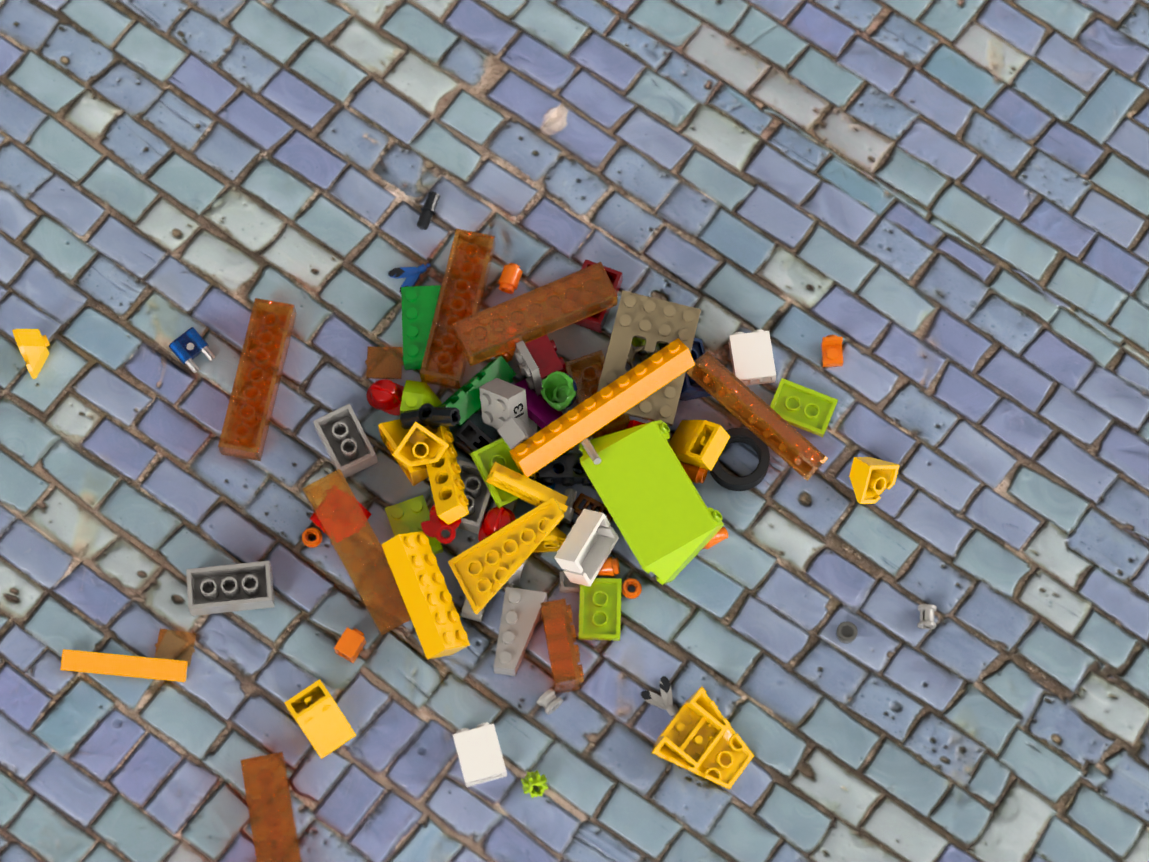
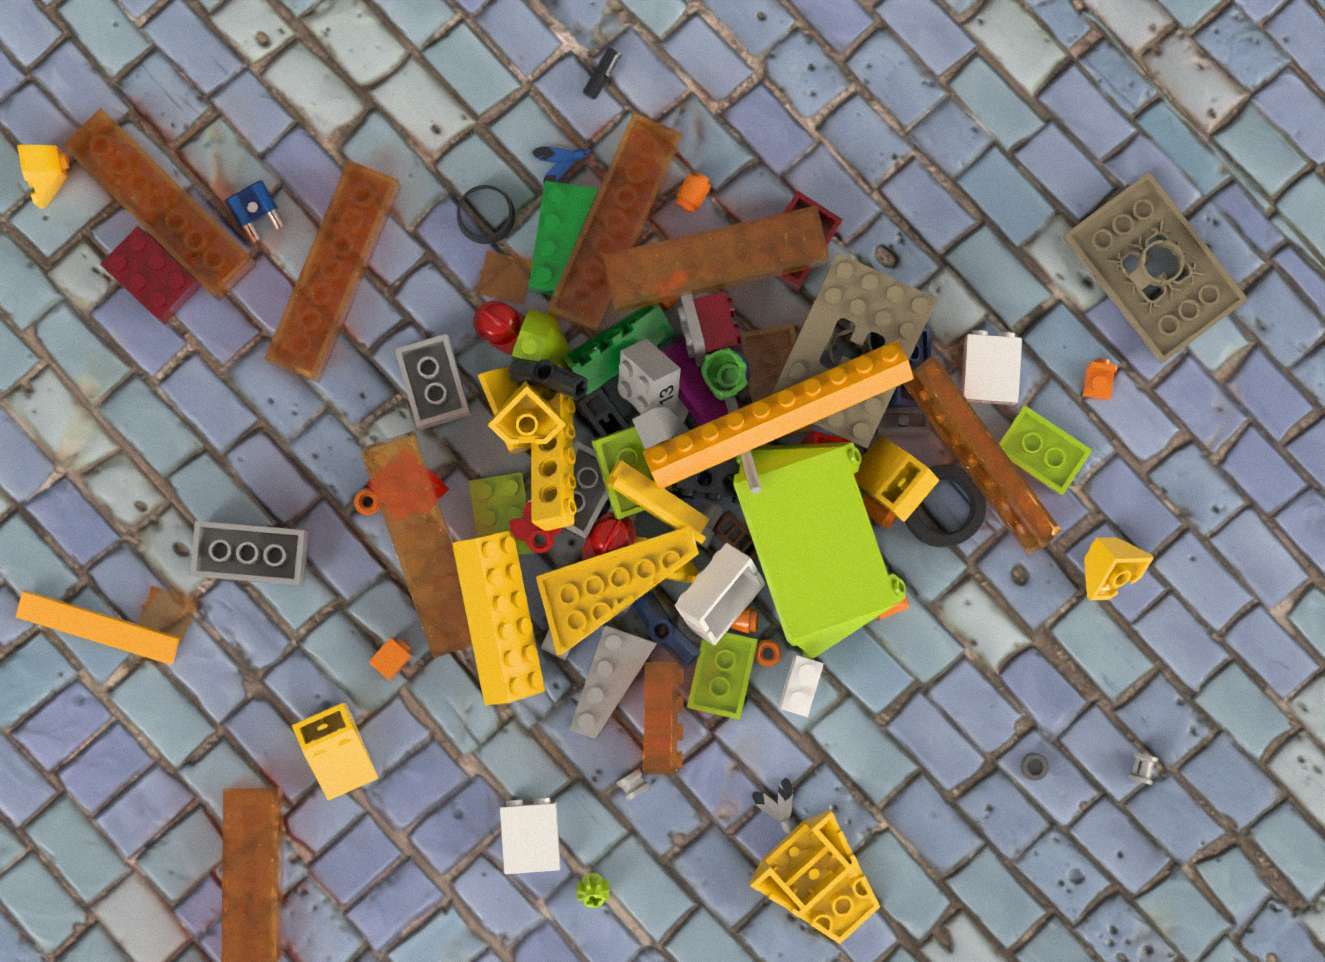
camera: 10 degrees right, 15 degrees up
(122, 356) = (159, 204): none -> clear orange brick
(123, 407) = (150, 275): none -> dark red brick
(363, 338) = (493, 238): none -> black tyre
(543, 577) = (676, 643): none -> dark blue piece
(659, 602) = (800, 686): none -> white brick
(695, 407) = (903, 422): none -> dark grey hinge
(829, 244) = (1185, 306): none -> dark tan plate

